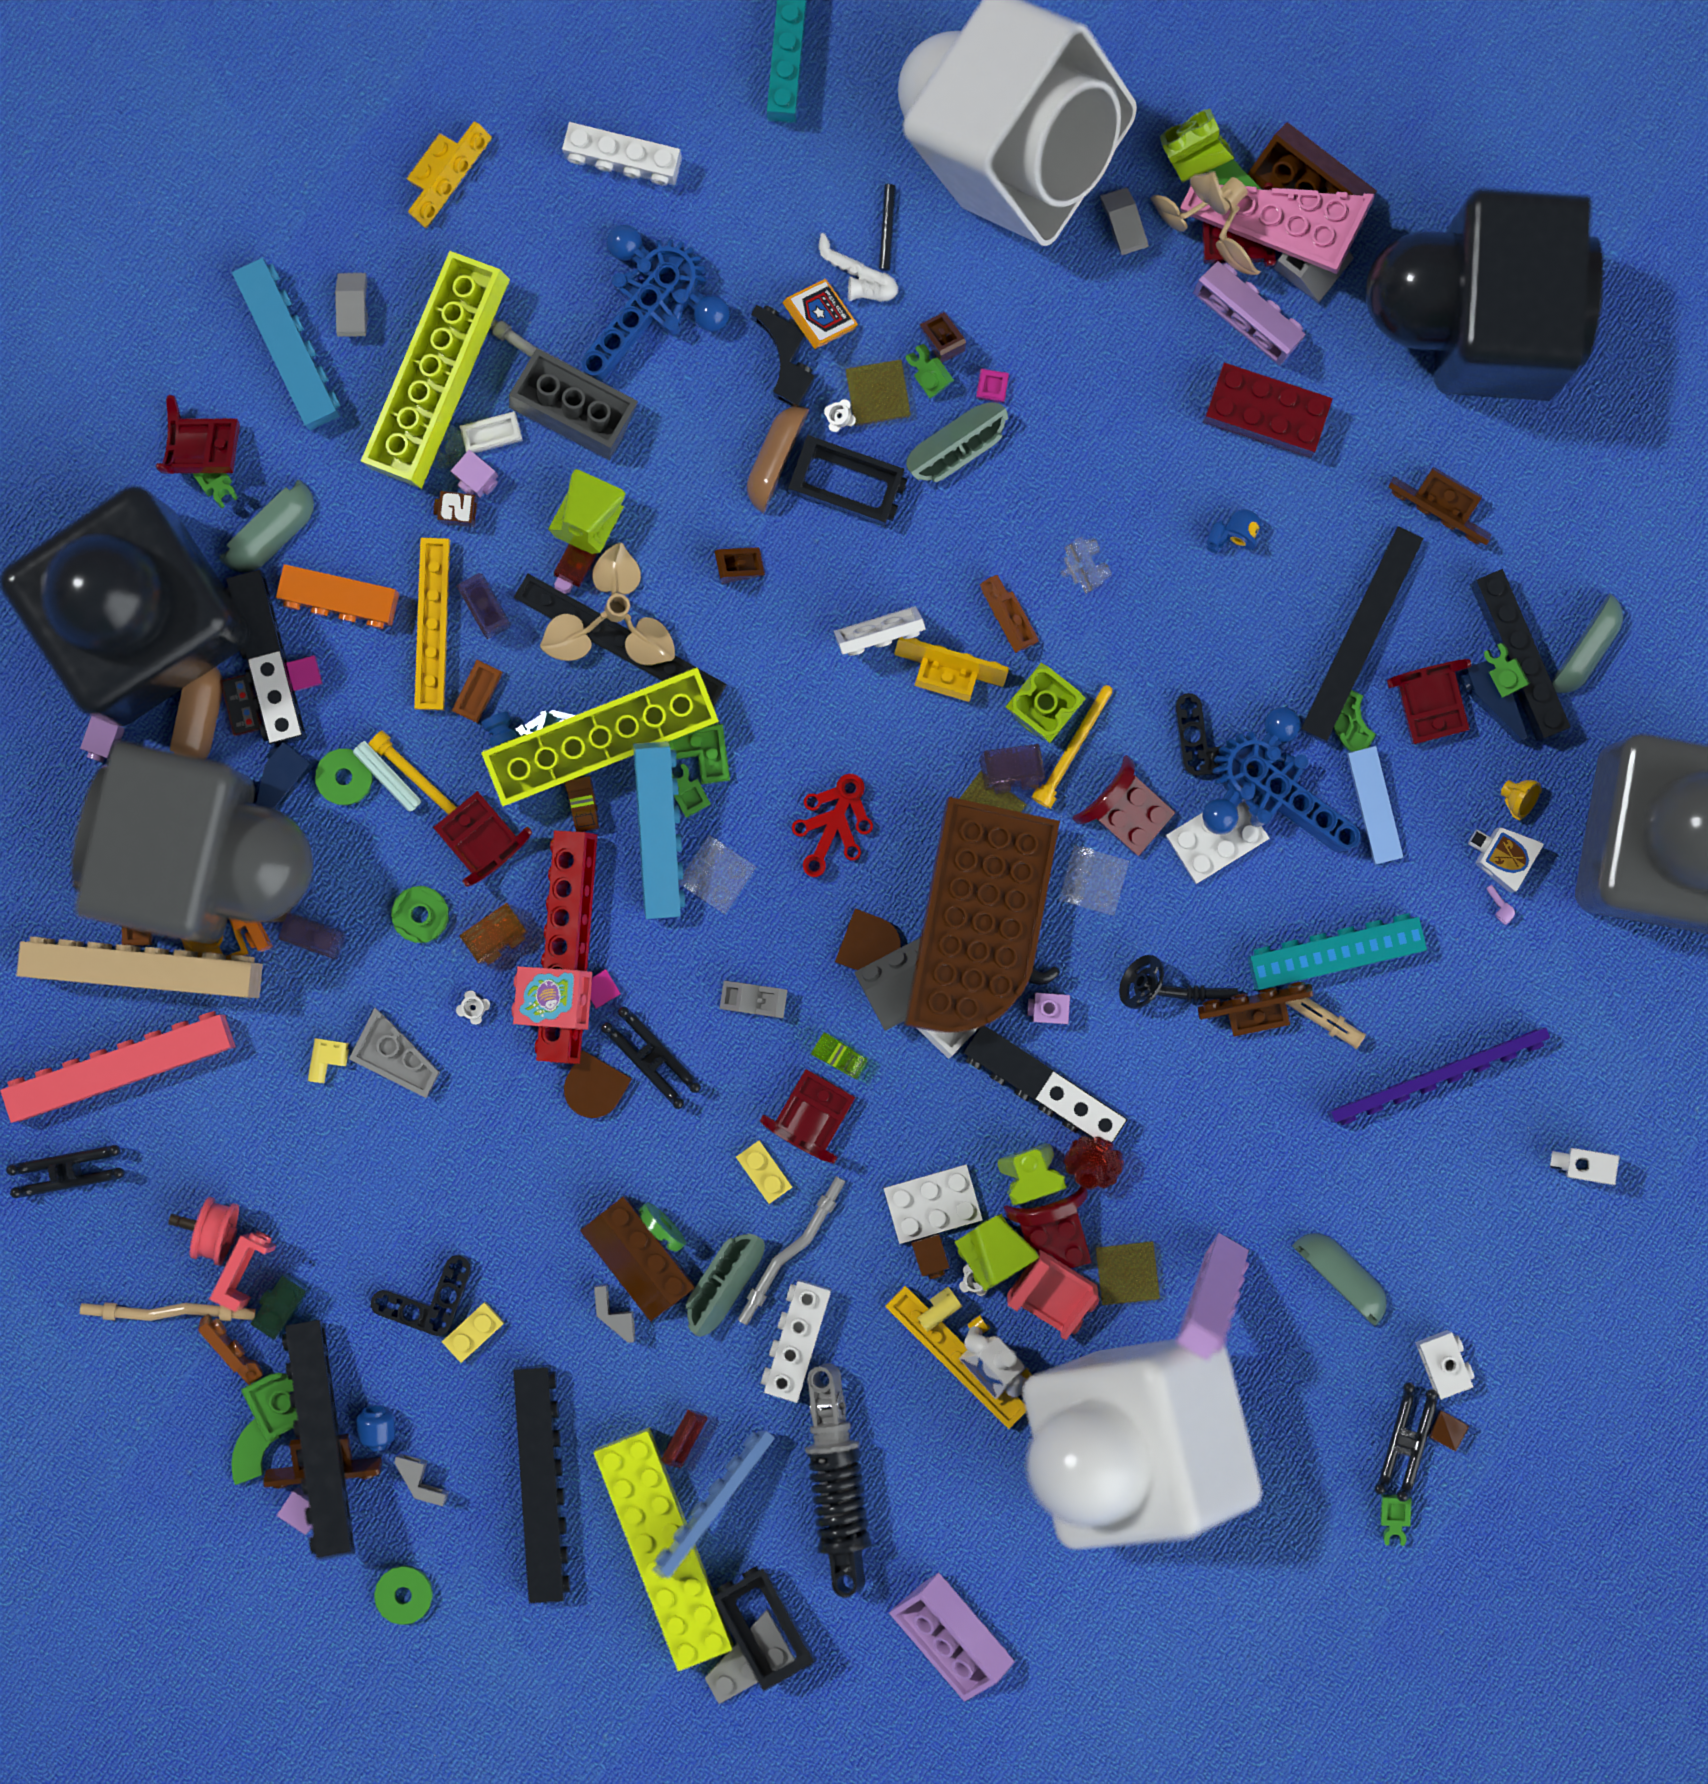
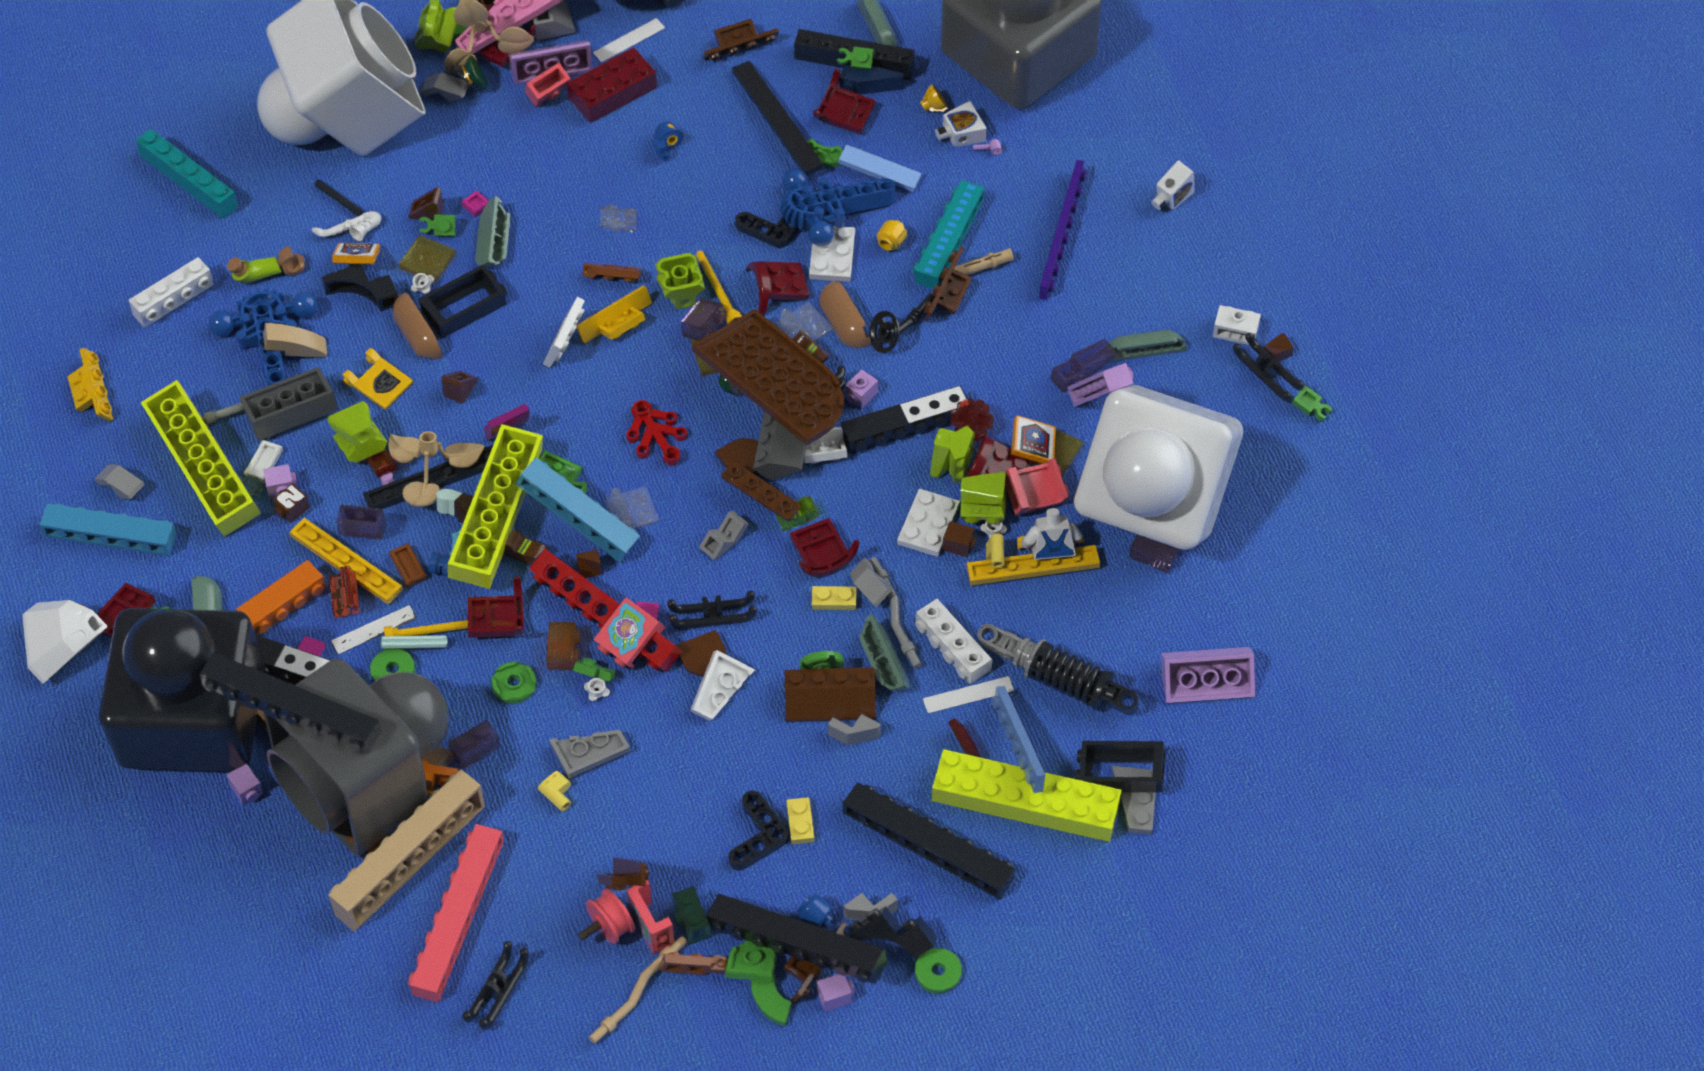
camera: 55 degrees left, 30 degrees down
(121, 405) = (56, 634): none -> white brick
(124, 776) = (290, 703): none -> black brick
(252, 1218) = (625, 873): none -> bracket
(379, 717) = (373, 629): none -> white sticker
(390, 657) = (344, 592): none -> clear red panel
(401, 1513) = (881, 924): none -> black arch
(489, 985) = (589, 667): none -> bright green plate
(569, 1131) = (719, 683): none -> white wing
(583, 686) = (453, 503): none -> leg
(613, 884) = (589, 563): none -> reddish brown slope
(653, 346) = (293, 341): none -> tan slope
(681, 476) = (381, 382): none -> yellow flag
(716, 662) = (511, 418): none -> magenta slope
(724, 221) = (254, 270): none -> piece
(750, 1396) = (966, 694): none -> white sticker
(800, 1207) = (869, 582): none -> light grey slope
(828, 1004) = (760, 491): none -> reddish brown bracket
(1057, 919) = (811, 346): none -> reddish brown leg
(1112, 1251) = (1033, 440): none -> tile
(1138, 912) = (843, 315): none -> medium nougat brick
(1160, 240) = (472, 74): none -> dark green piece
(1209, 339) = (547, 85): none -> coral brick
(1263, 1230) = (1082, 364): none -> clear purple slope
(1286, 889) = (891, 235): none -> yellow head
(1355, 372) = (628, 40): none -> white sticker

